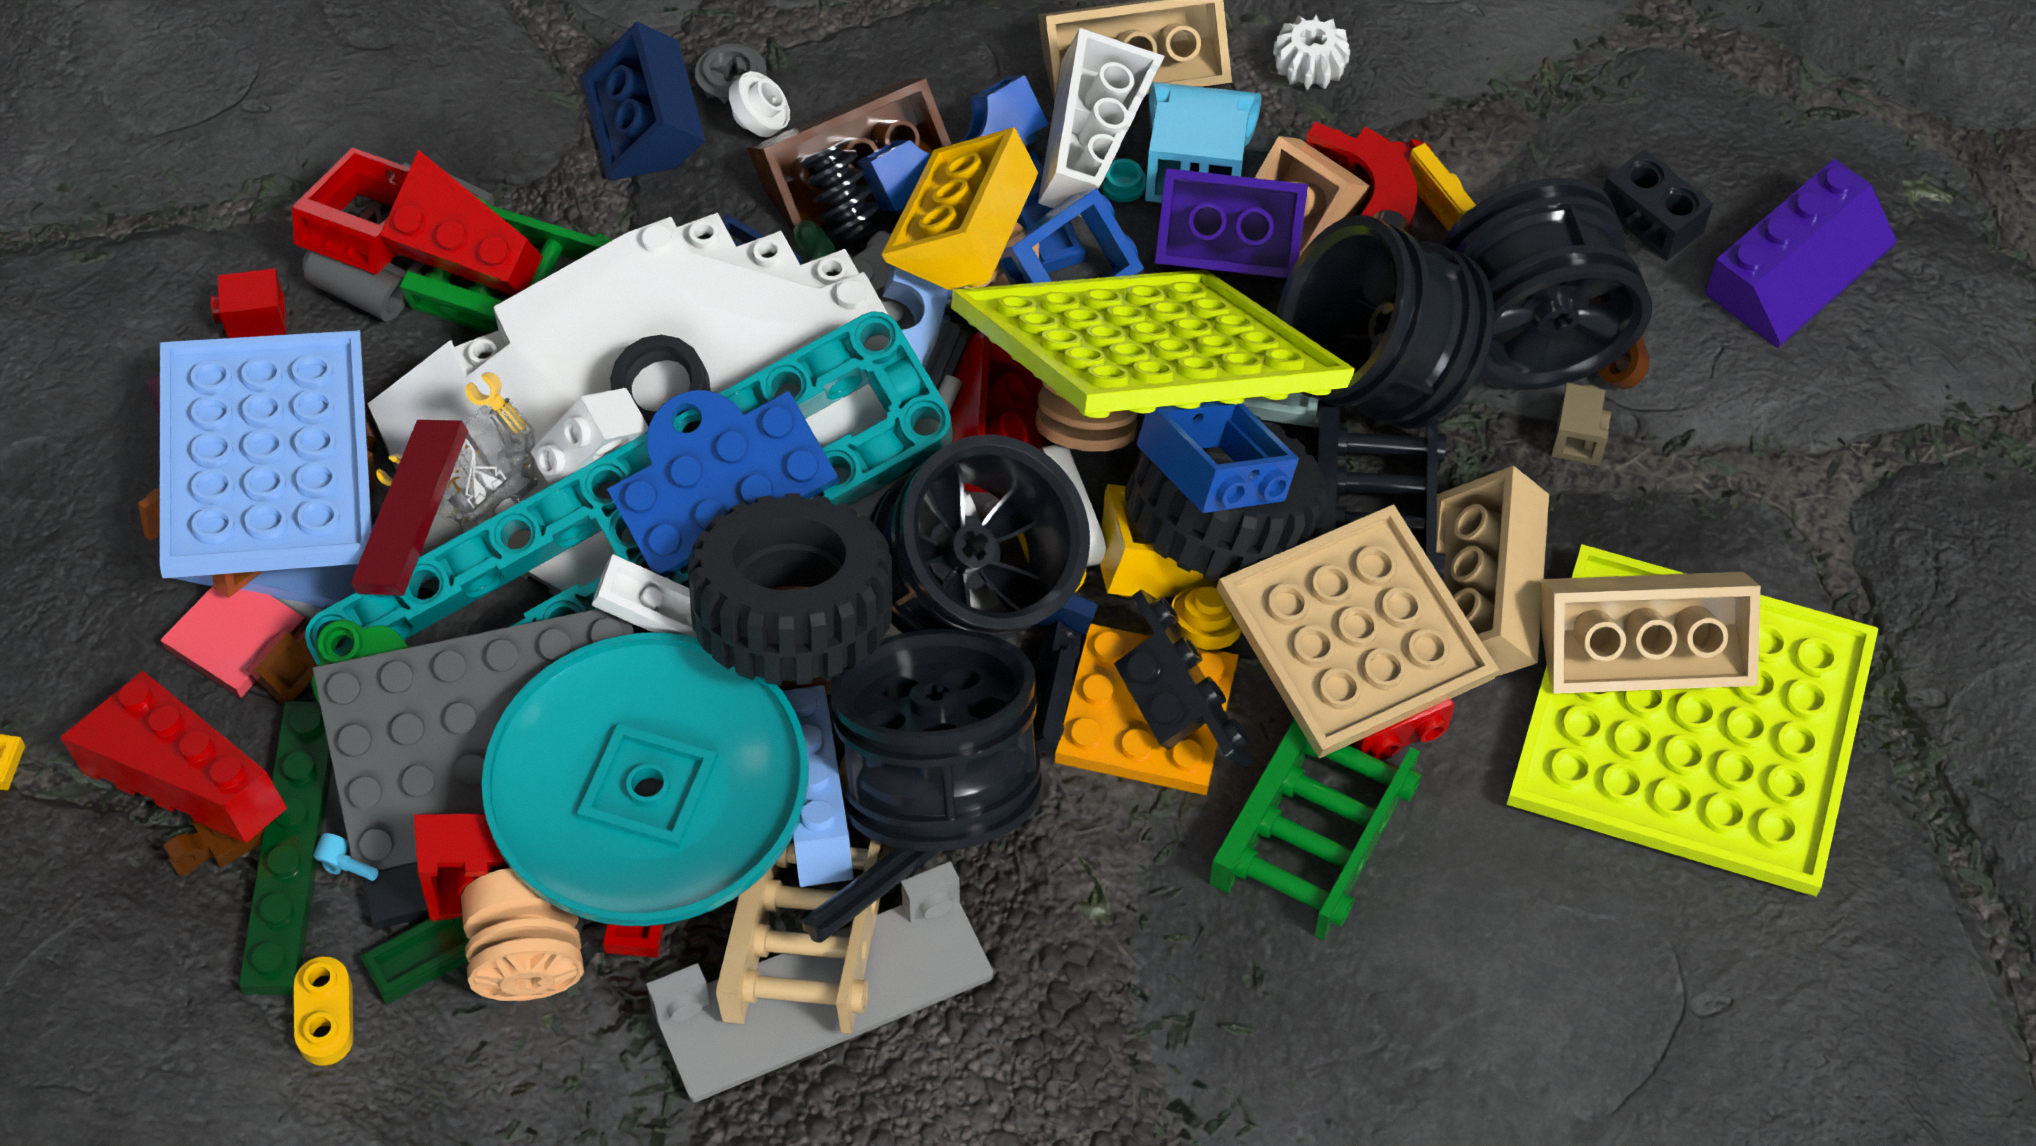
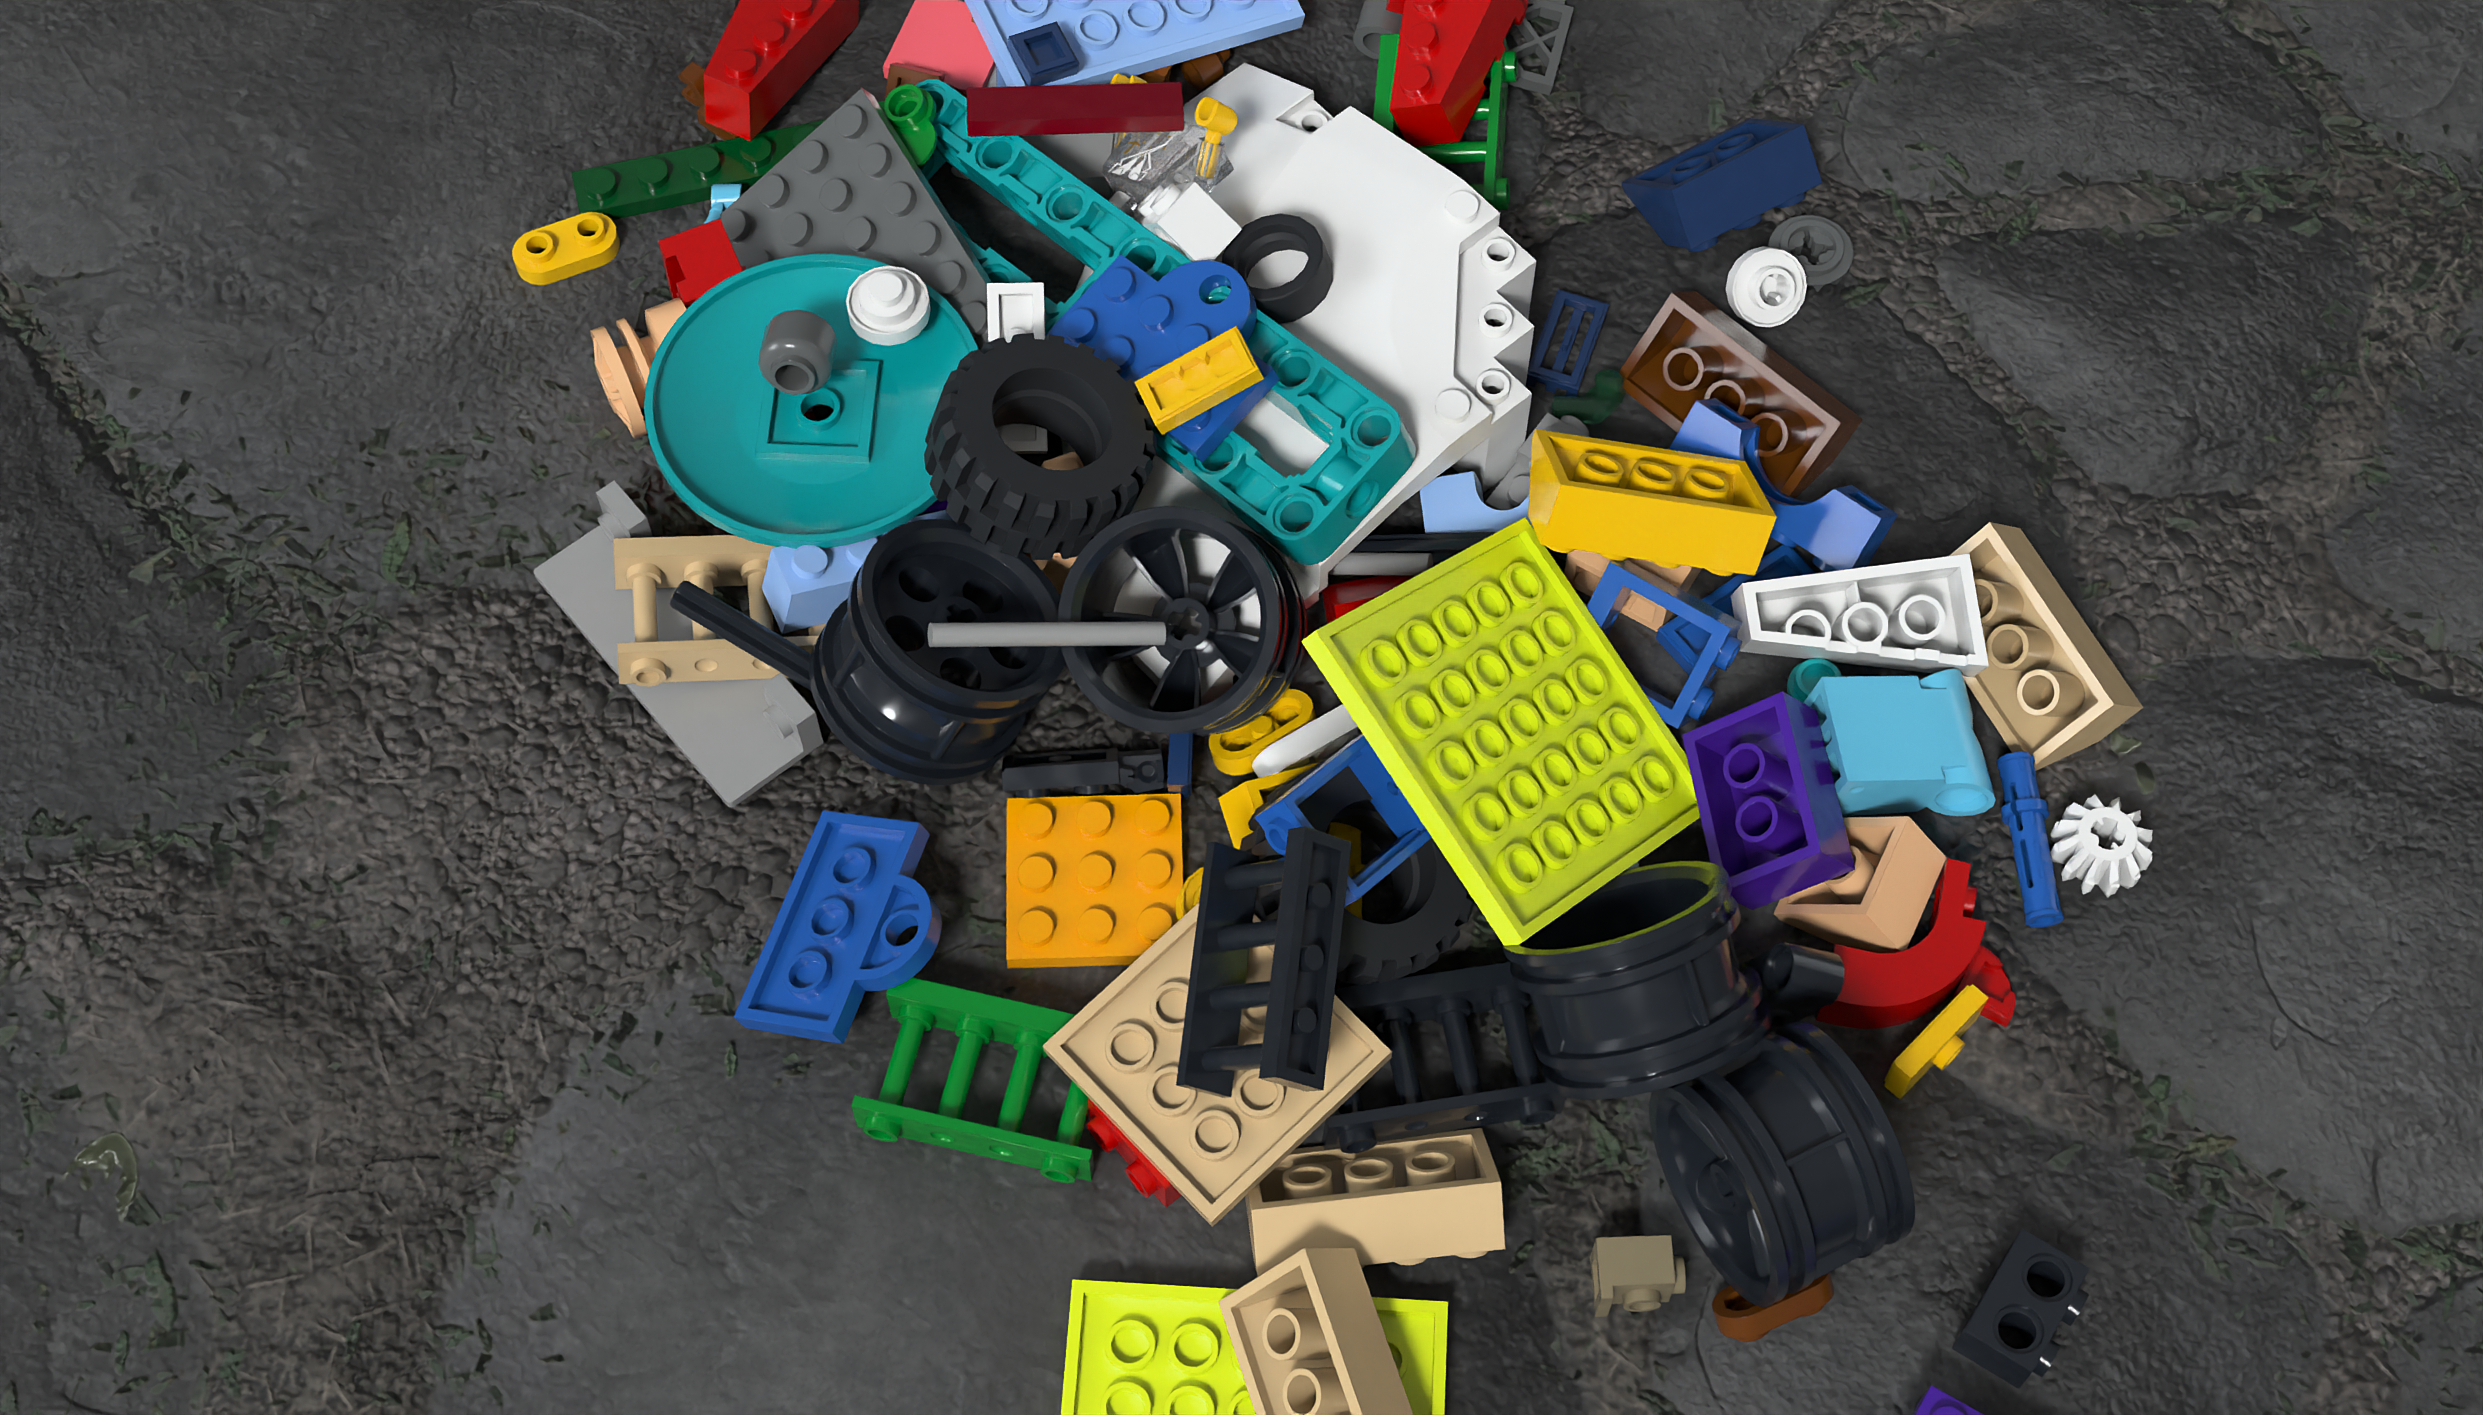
camera: 75 degrees right, 5 degrees up
(337, 518) = (1043, 54): none -> dark blue tile
(416, 957) = (627, 293): dark green tile -> none
(584, 683) = (888, 305): none -> white plate
(610, 763) = (797, 352): none -> dark grey head
(786, 441) = (1199, 380): none -> yellow plate
(842, 193) = (1658, 392): black piece -> none
(981, 625) = (1046, 634): none -> light grey bar
(1150, 898) = (843, 928): none -> blue plate
(1173, 689) = (1103, 891): black bracket -> none
(1345, 102) = (2026, 818): none -> blue pin
(1373, 512) = (1302, 971): none -> black fence

